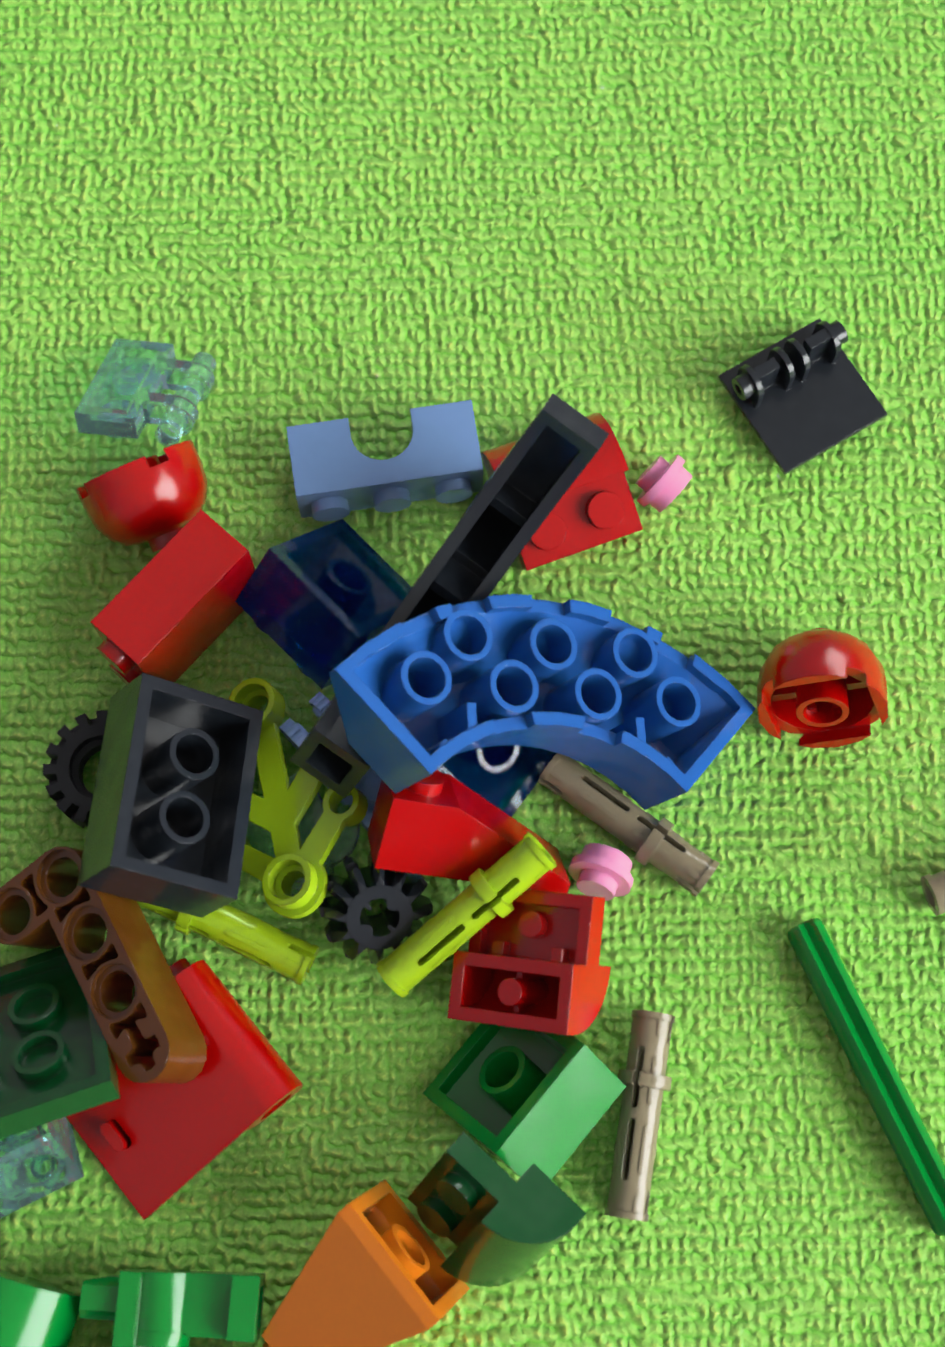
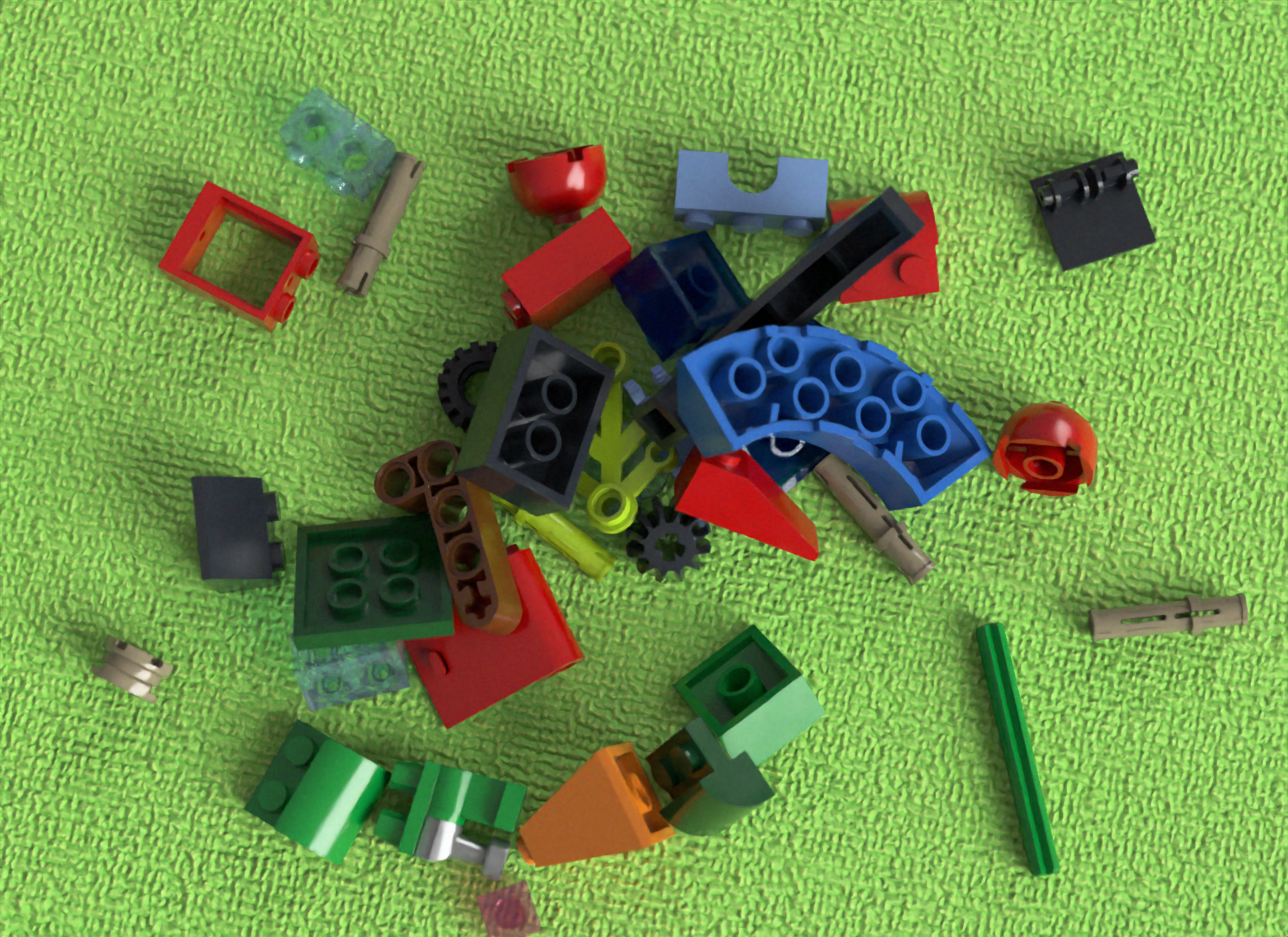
camera: 10 degrees right, 5 degrees up
(130, 390) = (560, 91): clear light blue plate -> none
(486, 897) = (752, 550): lime pin -> none
(534, 966) = (776, 604): red brick -> none
(602, 871) = (845, 551): bright pink plate -> none
(640, 1115) = (831, 736): dark tan pin -> none
(662, 482) = (964, 258): bright pink plate -> none

